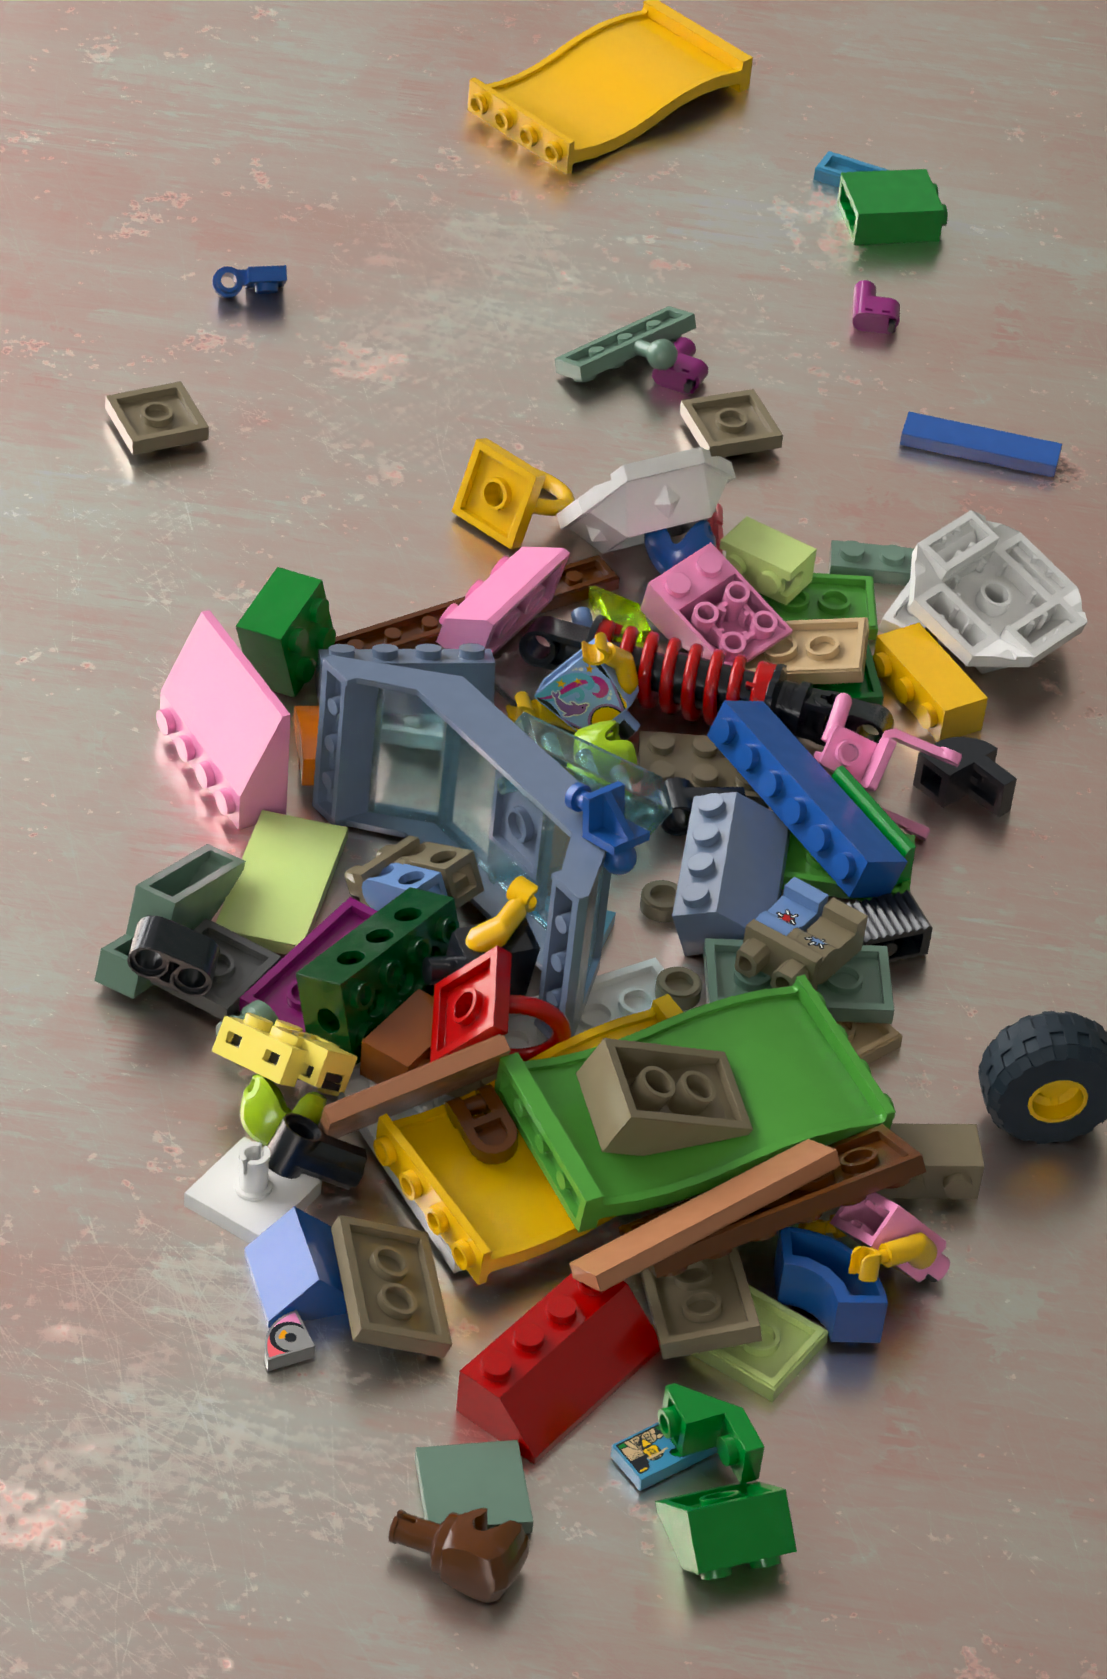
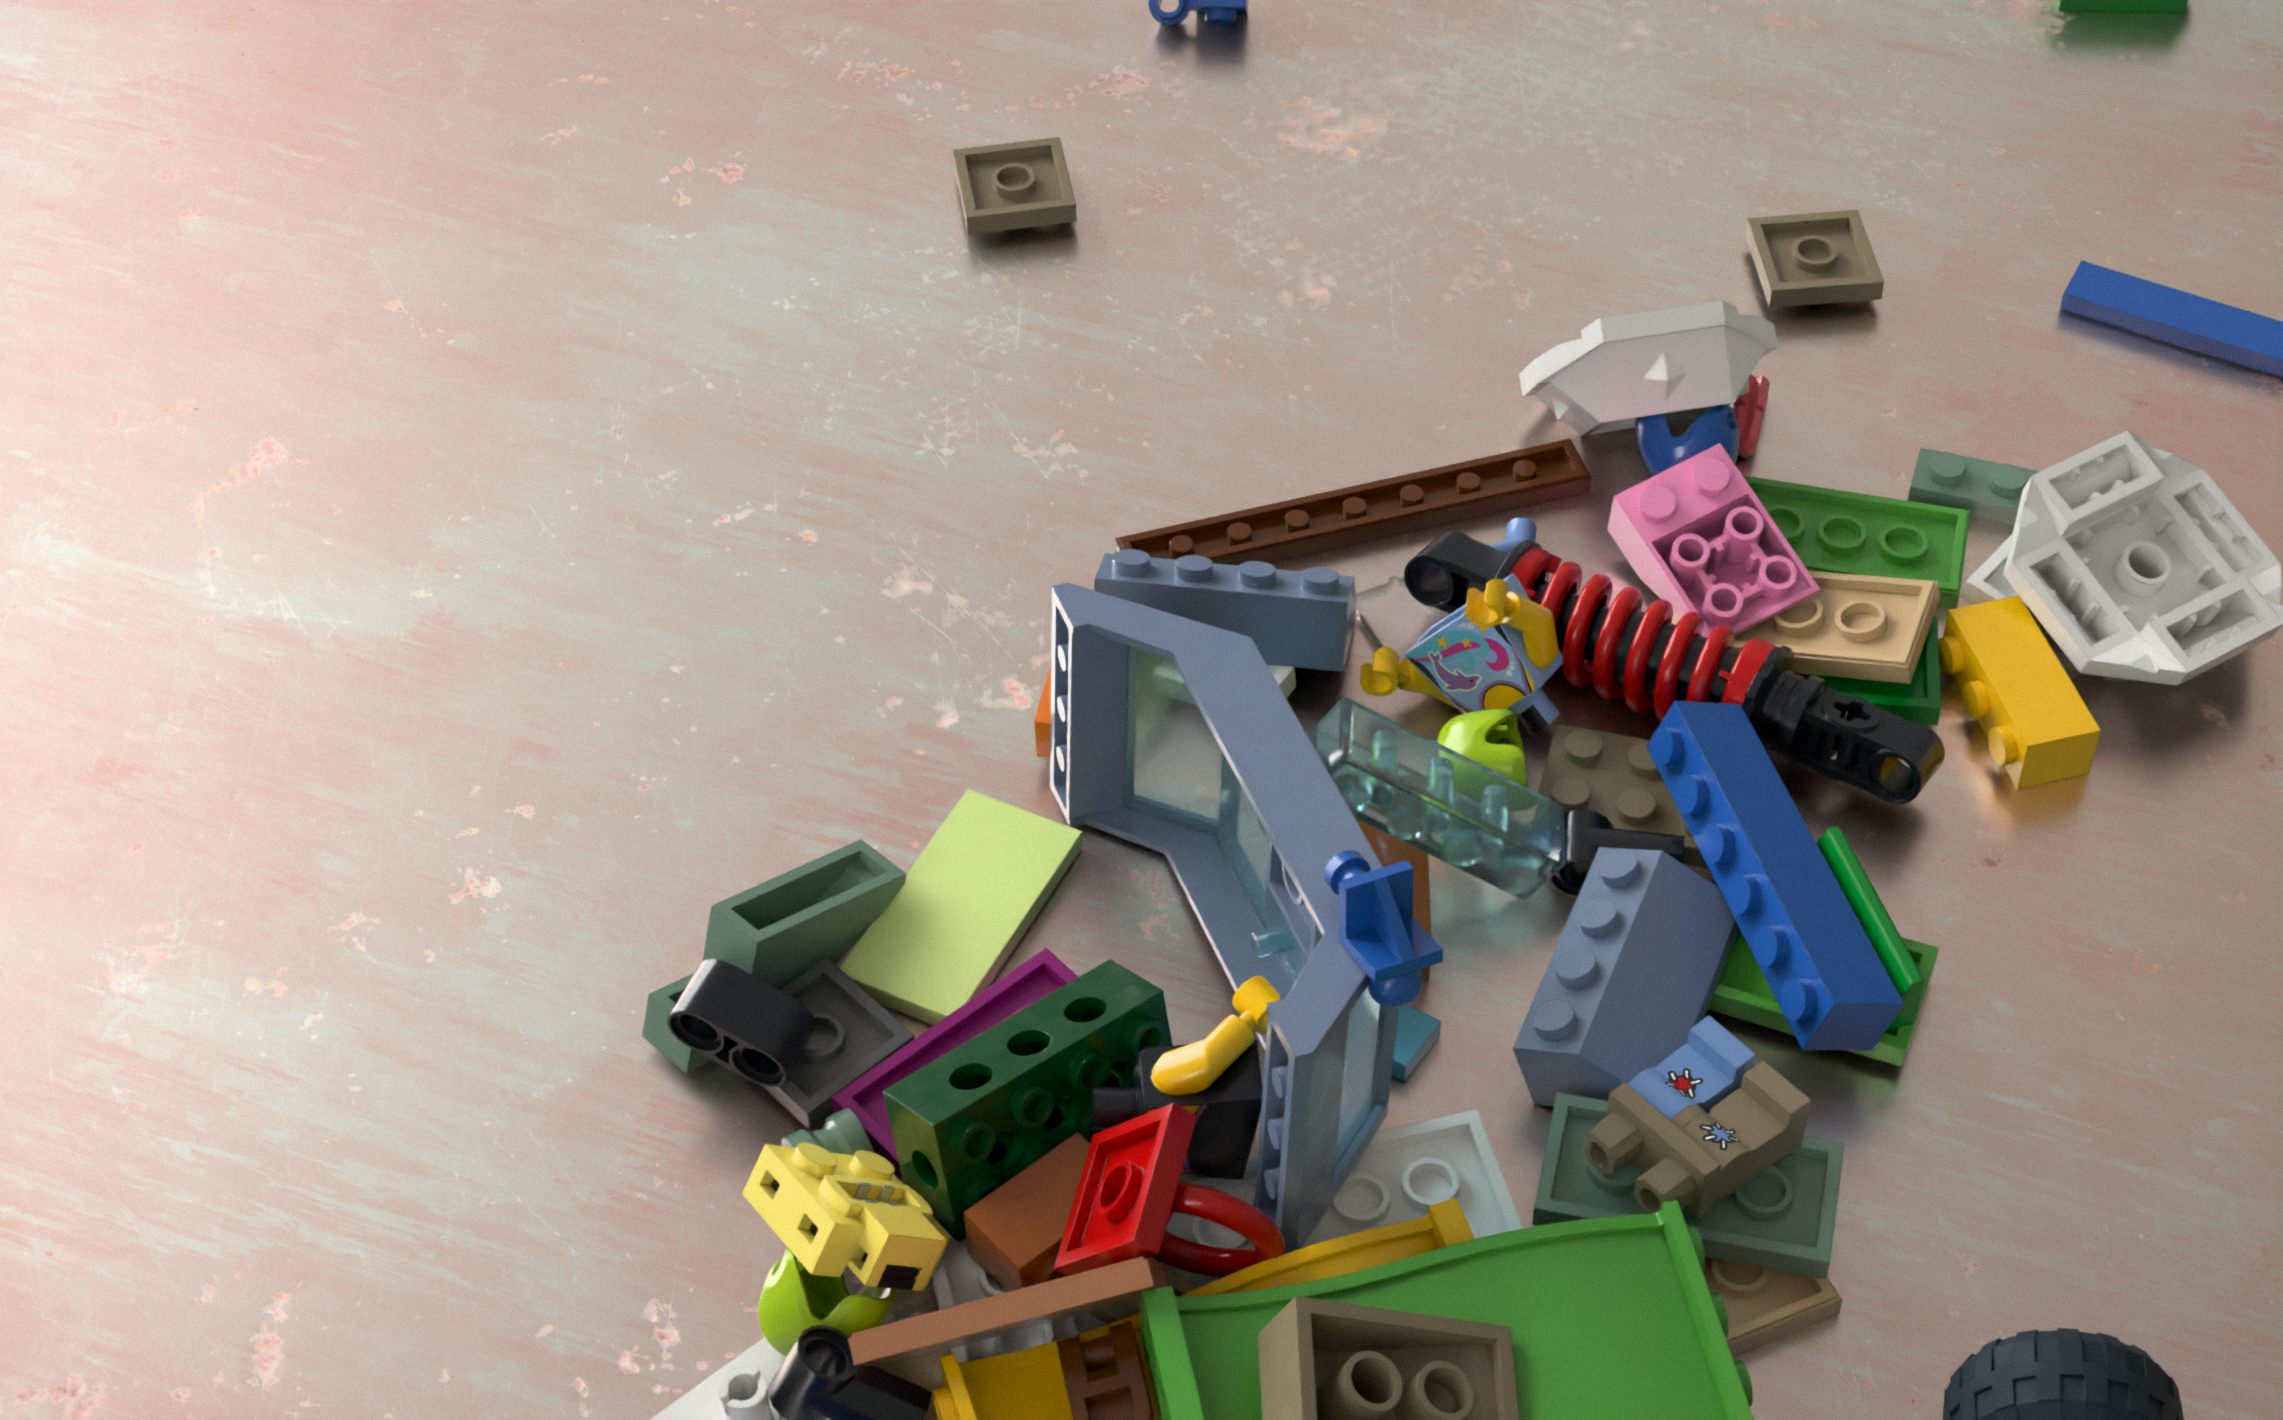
camera: 20 degrees right, 5 degrees up
(227, 724) = (938, 662): bright pink slope -> none
(286, 630) = (1070, 513): green brick -> none
(415, 865) = (1151, 928): dark tan hips -> none
(504, 492) = (1449, 333): yellow tile -> none
(505, 601) = (1400, 504): bright pink slope -> none
(619, 610) = (1577, 534): clear neon green tile -> none
(646, 337) = (1714, 124): sand green plate -> none
(658, 900) = (1510, 1002): dark tan tile -> none
(682, 986) = (1496, 1172): dark tan tile -> none
(687, 371) = (1761, 171): magenta piece -> none
(769, 559) = (1810, 474): yellowish green brick -> none
(869, 759) = (1879, 818): bright pink piece -> none
(874, 312) = (2064, 110): magenta piece -> none
(896, 923) = (1860, 1100): black brick -> none
(976, 776) = (2040, 839): black brick -> none

